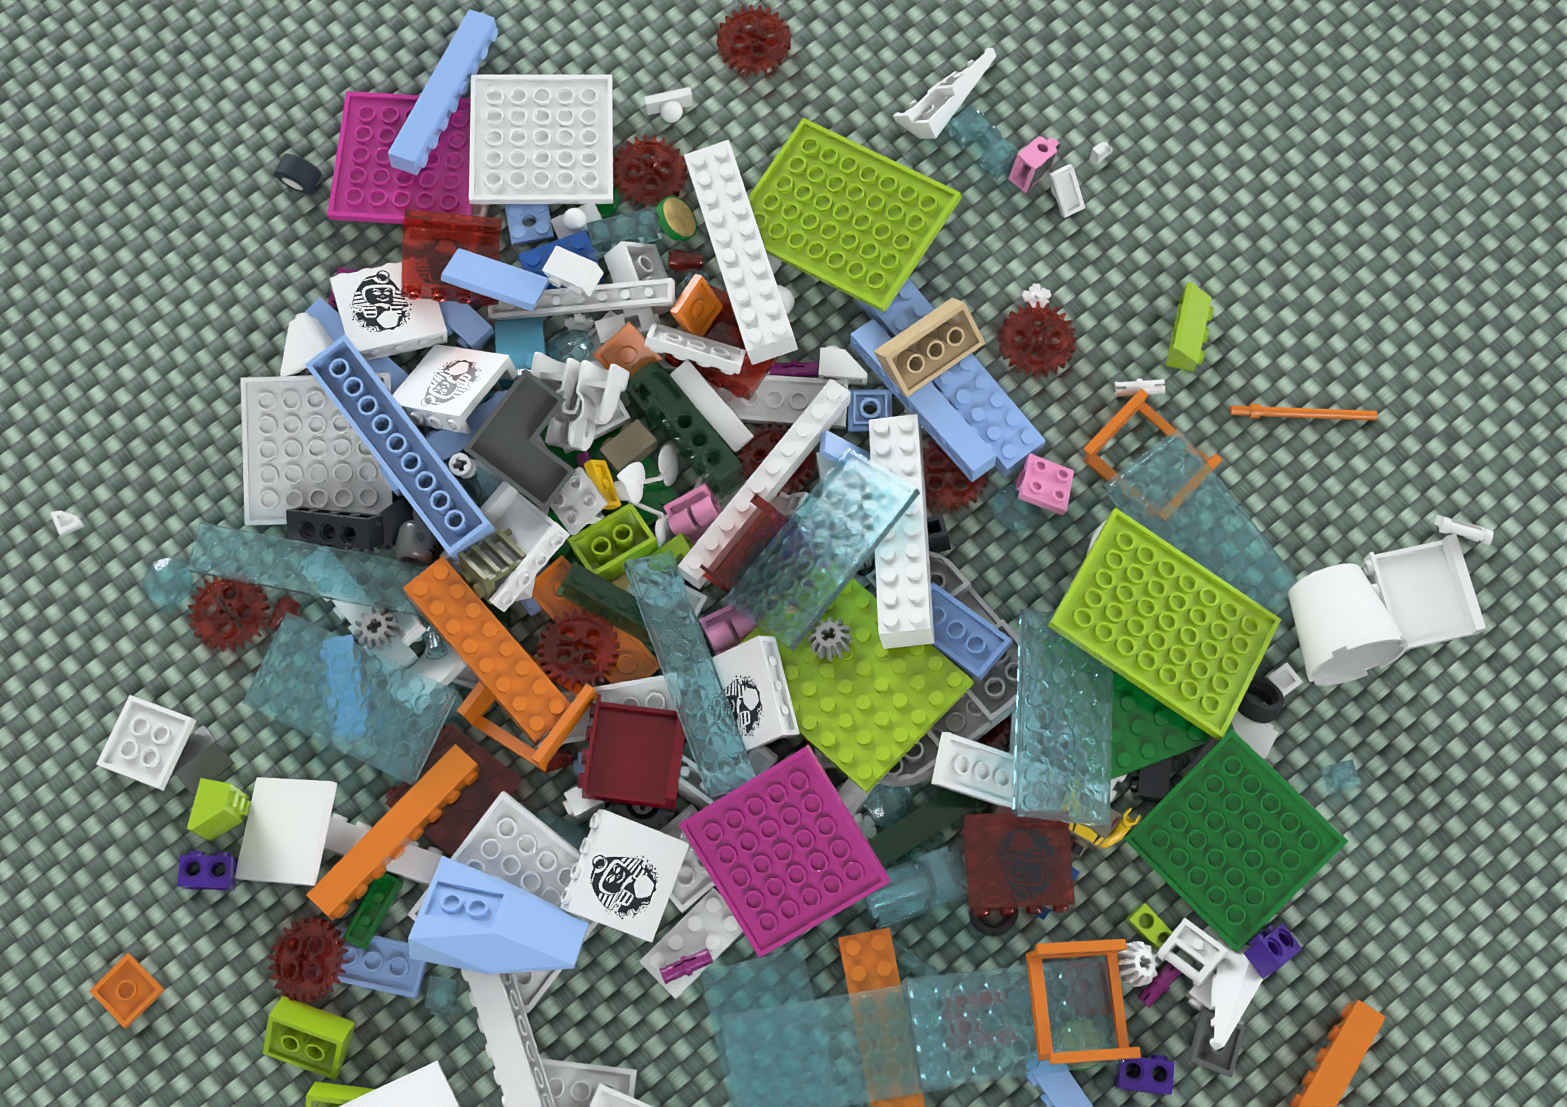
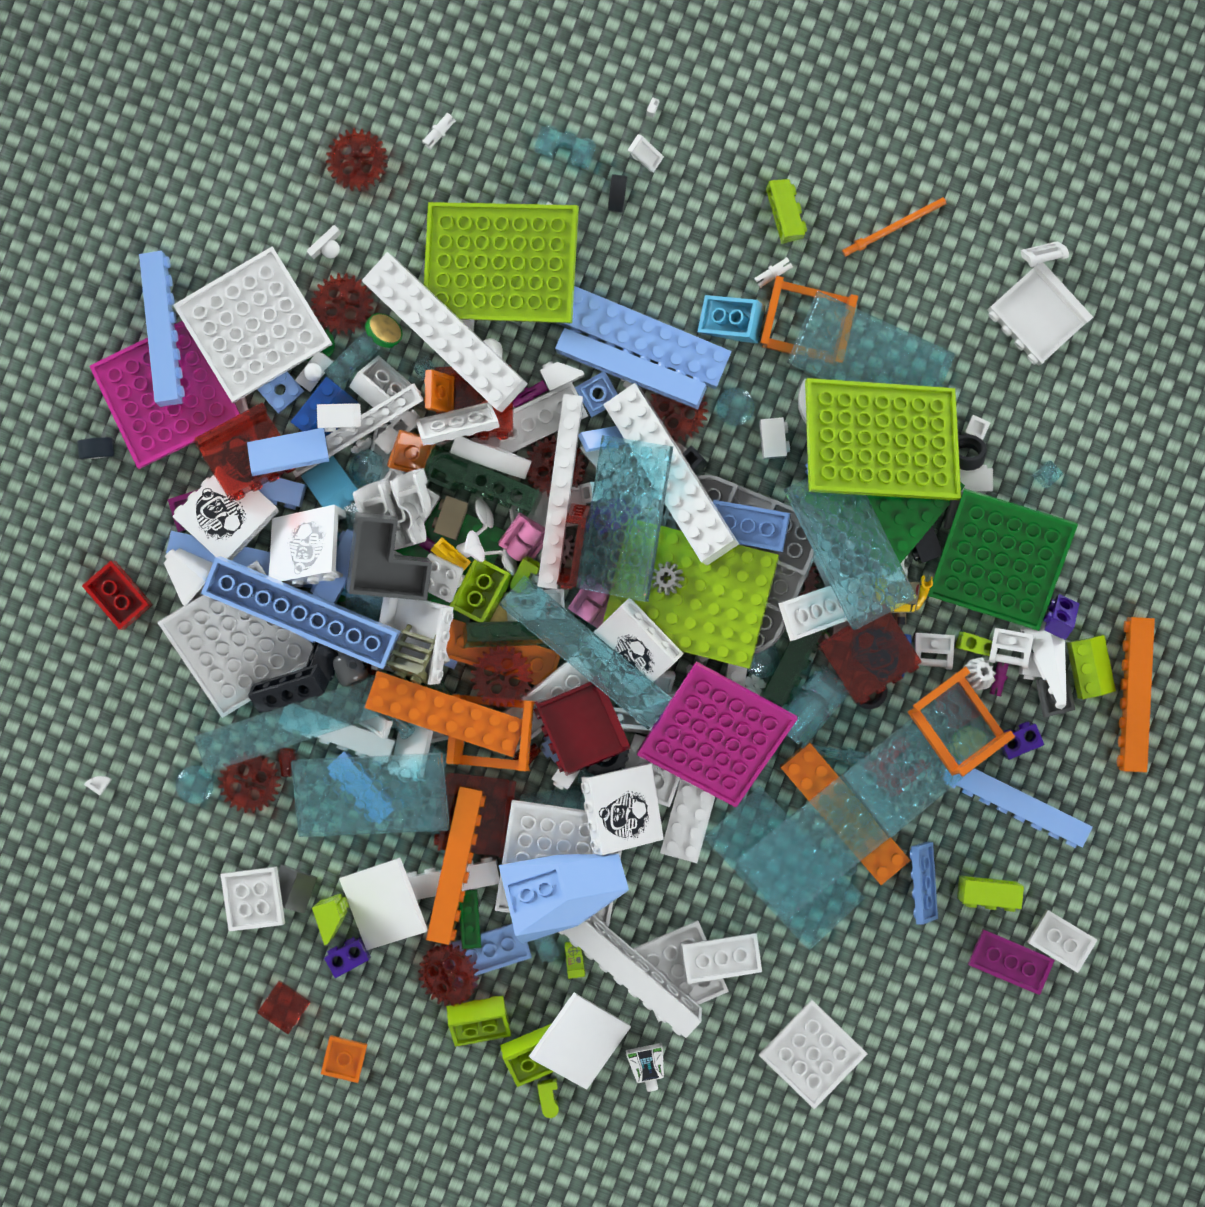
camera: 30 degrees left, 15 degrees up
(100, 889) = (283, 1007): none -> clear red tile
(219, 333) = (117, 595): none -> red brick
(368, 624) = (366, 740): light grey gear -> none
(456, 463) = (350, 606): white bush -> none
(463, 1030) = (574, 961): none -> lime leg
(683, 260) = (406, 357): clear red cone -> none
(686, 965) = (693, 840): magenta pin -> none
(857, 57) = (438, 131): none -> white pin
(930, 346) = (617, 330): tan slope -> none
(937, 107) = (516, 143): white wedge -> none
(1012, 213) = (617, 193): none -> black tyre
(1034, 295) = (666, 244): white plant -> none
(1038, 156) = (610, 143): bright pink torso -> none
(1040, 563) = (773, 438): none -> white brick
(1045, 484) = (747, 382): bright pink plate -> none
(1053, 353) = (700, 281): clear red gear -> none
(1066, 411) = (732, 318): none -> medium azure slope
(1101, 900) = (935, 644): none -> white plate
(1278, 1034) = (1091, 667): none -> lime slope
(1342, 625) = (998, 371): white cone -> none

